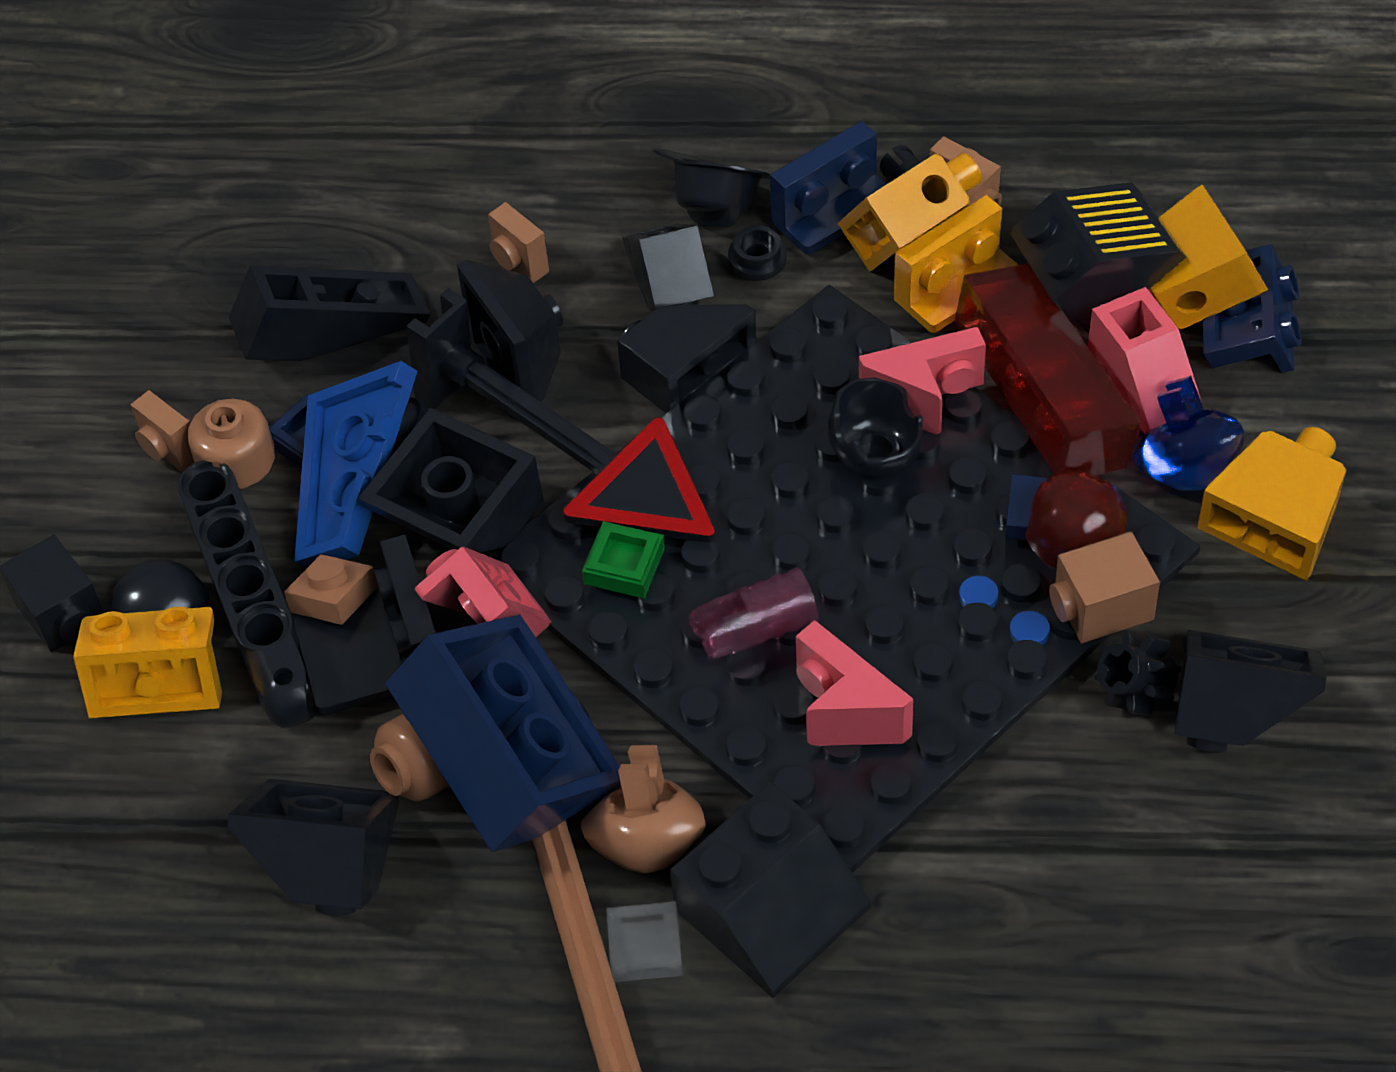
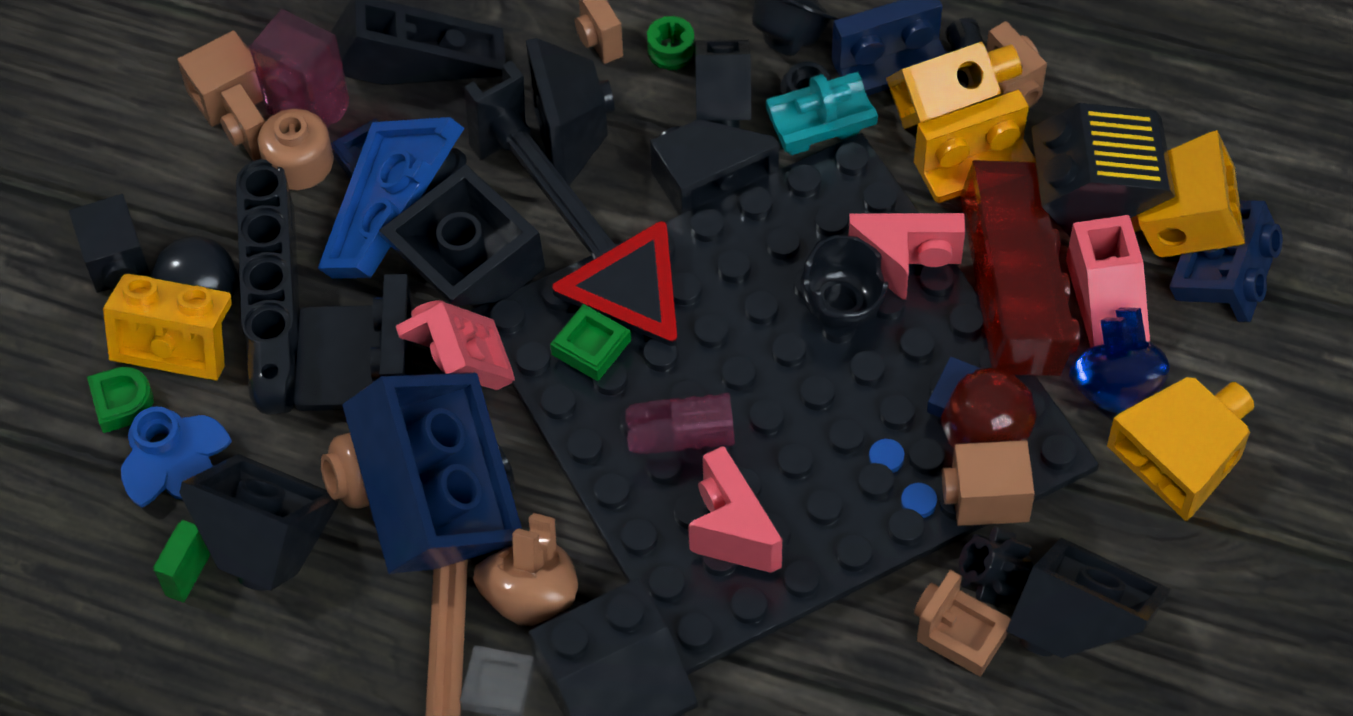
camera: 15 degrees right, 5 degrees up
(115, 383) = (216, 69): none -> nougat brick
(115, 753) = (119, 396): none -> green tile
(196, 806) = (167, 463): none -> blue plate
(211, 356) = (300, 68): none -> clear pink brick
(247, 906) = (181, 561): none -> green tile
(331, 589) = (336, 302): nougat plate -> none
(596, 230) = (670, 28): none -> green bush
(784, 270) = (821, 112): none -> teal hips
(1122, 744) = (959, 625): none -> nougat bracket

